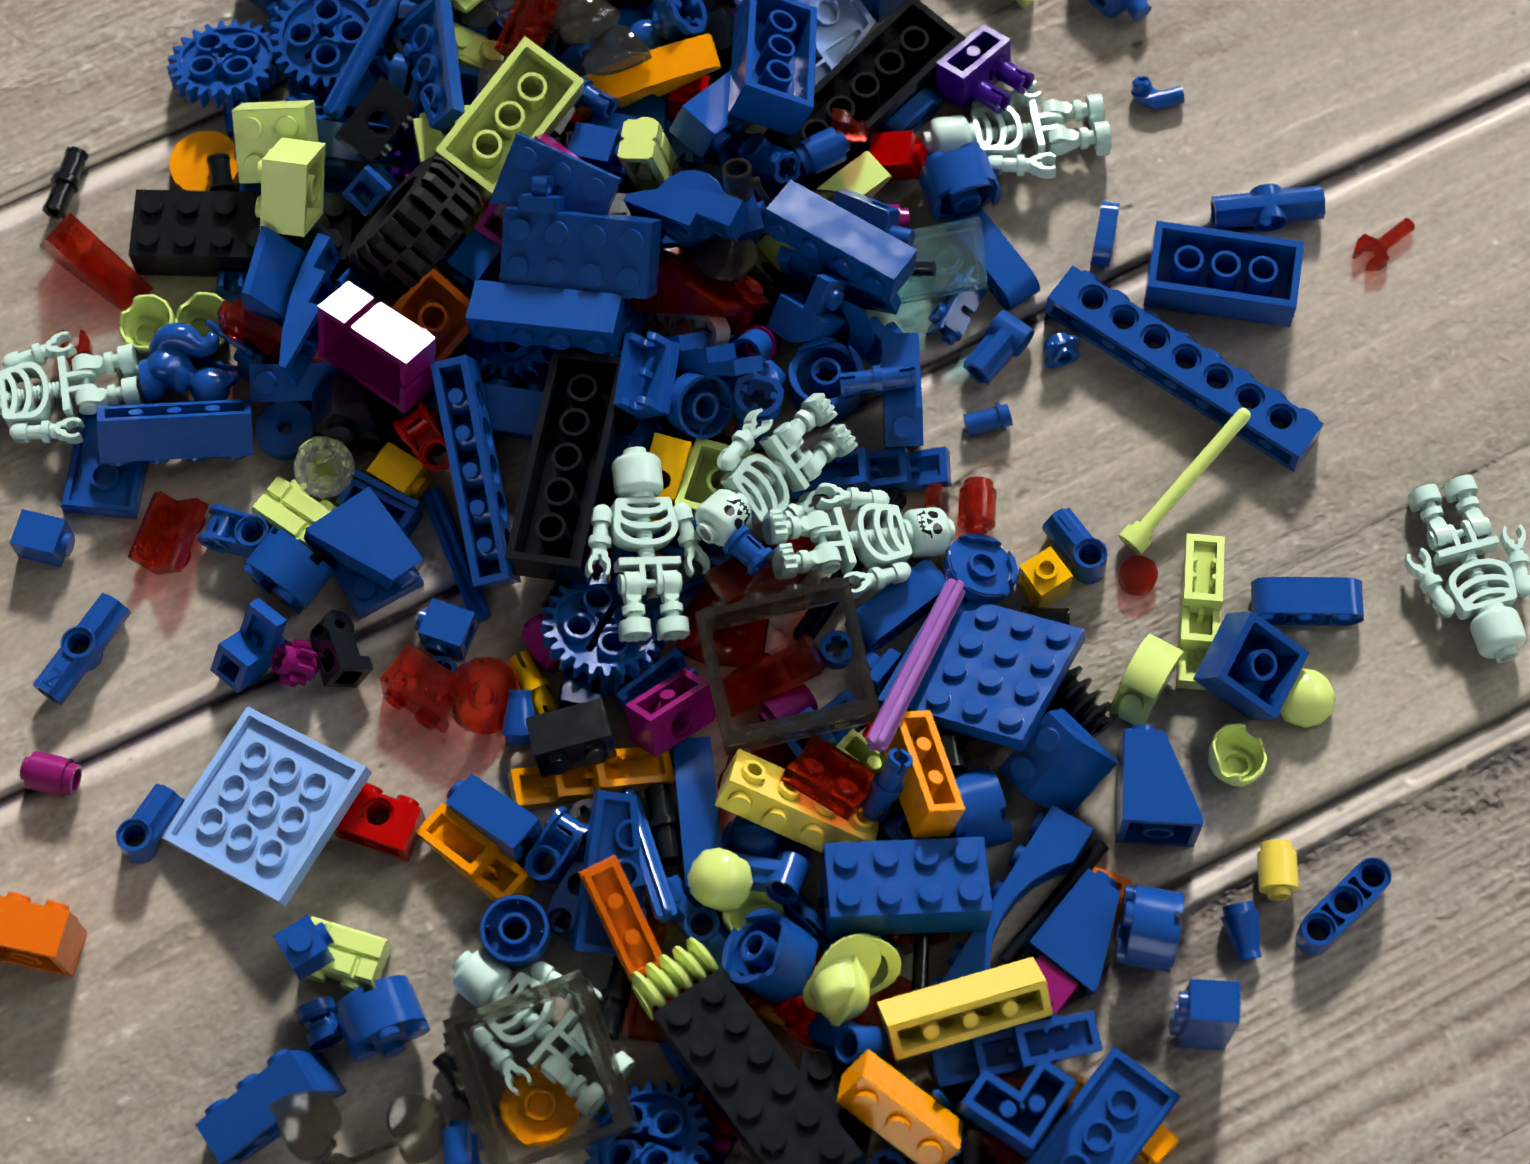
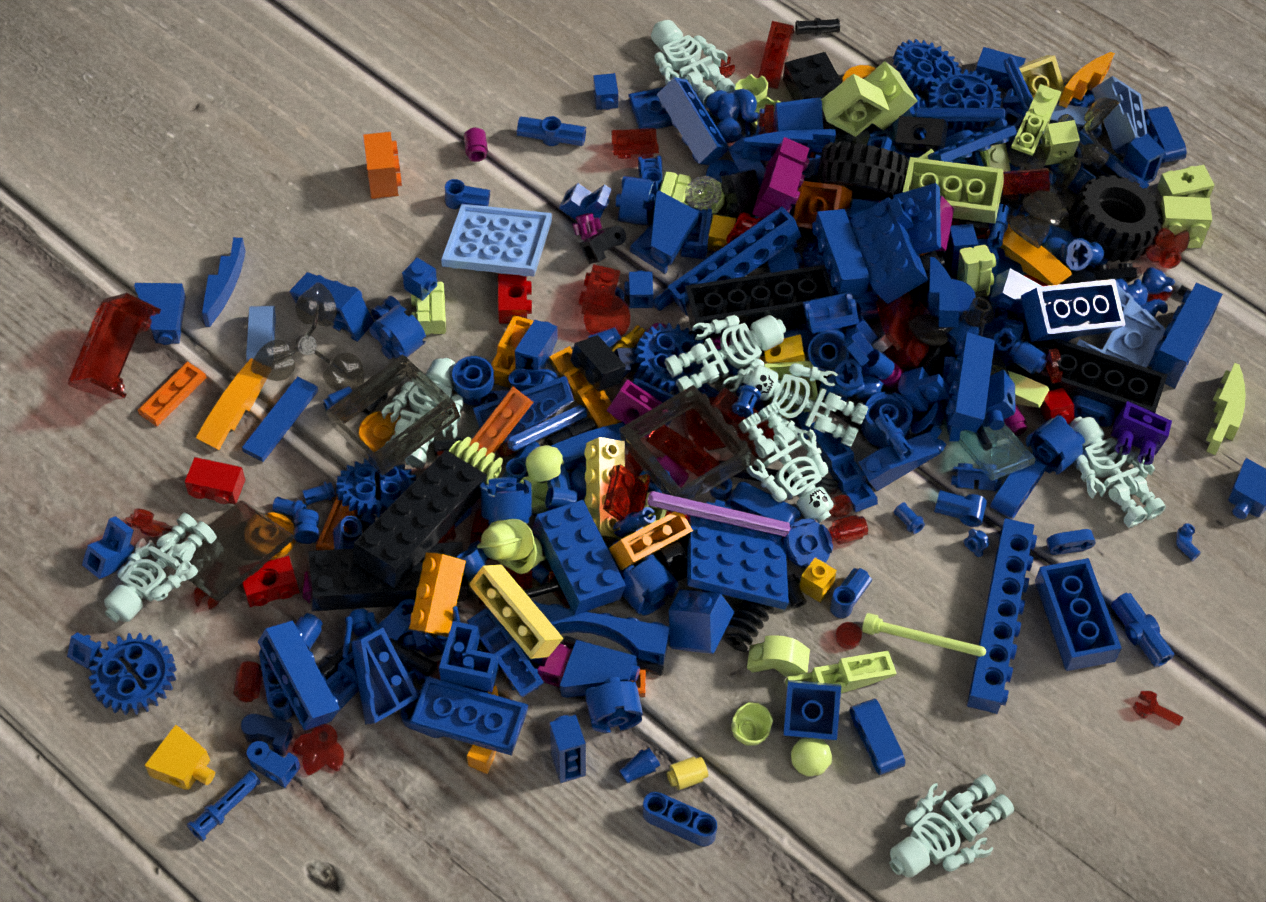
camera: 65 degrees right, 10 degrees down
(1153, 792) = (703, 677): blue slope -> none

